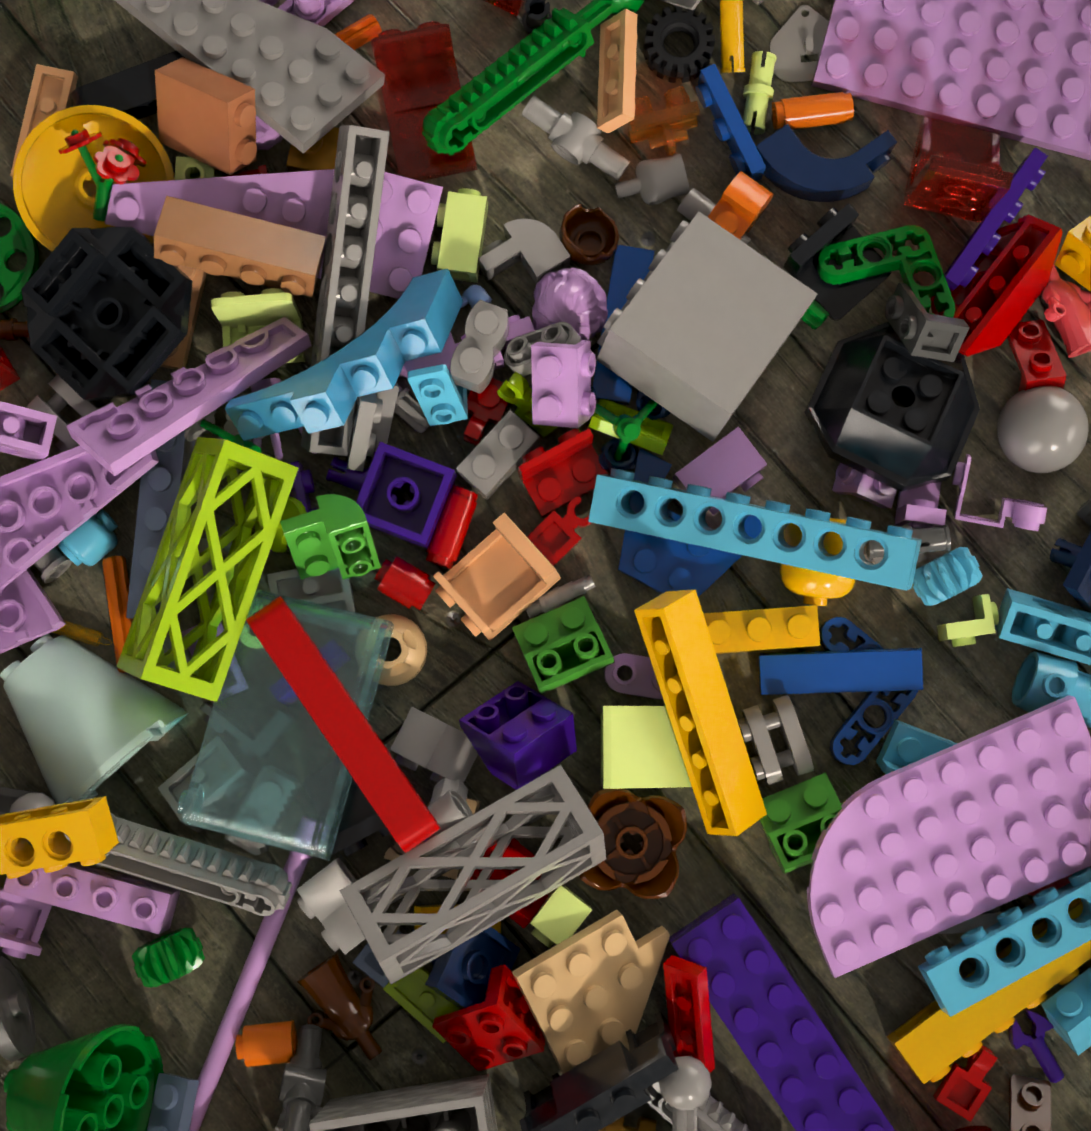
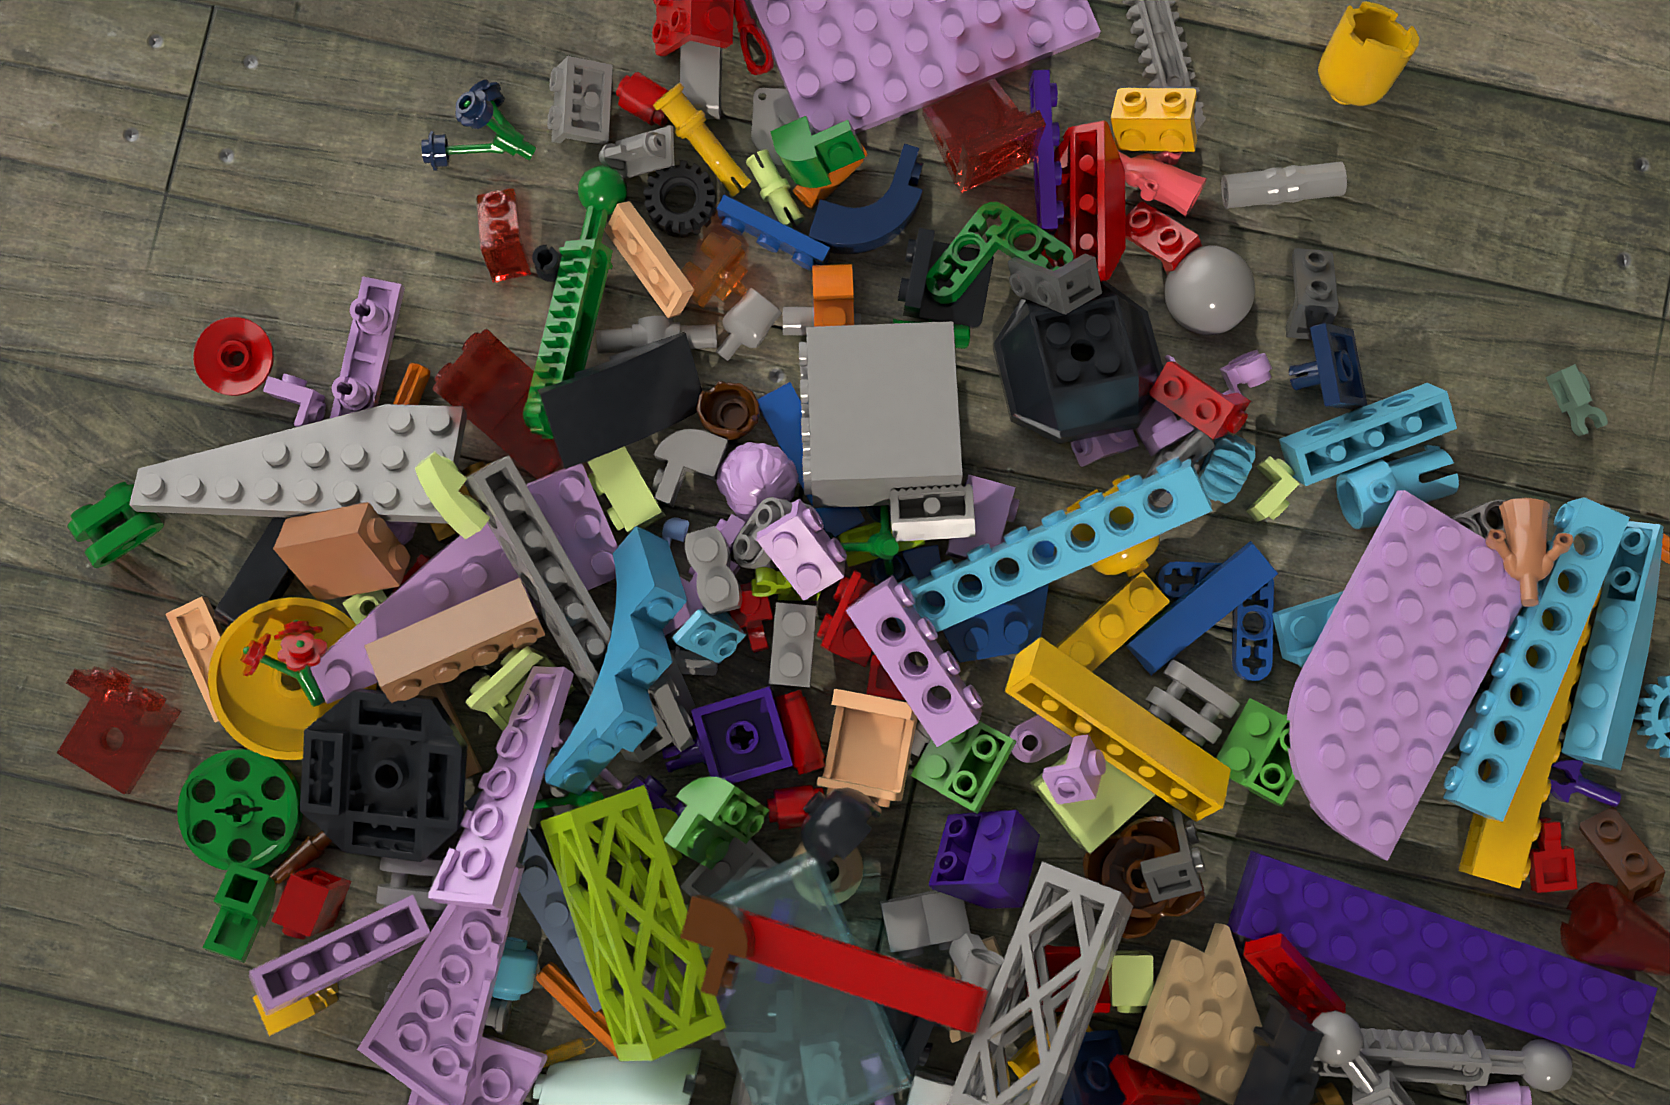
camera: 35 degrees left, 0 degrees up
(272, 628) = (727, 932): none -> reddish brown brick
(321, 113) = (441, 484): none -> yellowish green slope
(423, 613) = (836, 824): none -> black cylinder
(511, 161) = (622, 399): none -> black slope
(567, 595) = (939, 717): none -> lavender brick
(641, 720) = (1080, 775): none -> lavender bracket
(662, 858) = (1177, 872): none -> dark grey bracket
(685, 431) = (932, 513): none -> light grey brick
(809, 85) = (814, 155): none -> green brick
(965, 507) = (1199, 402): none -> red bracket

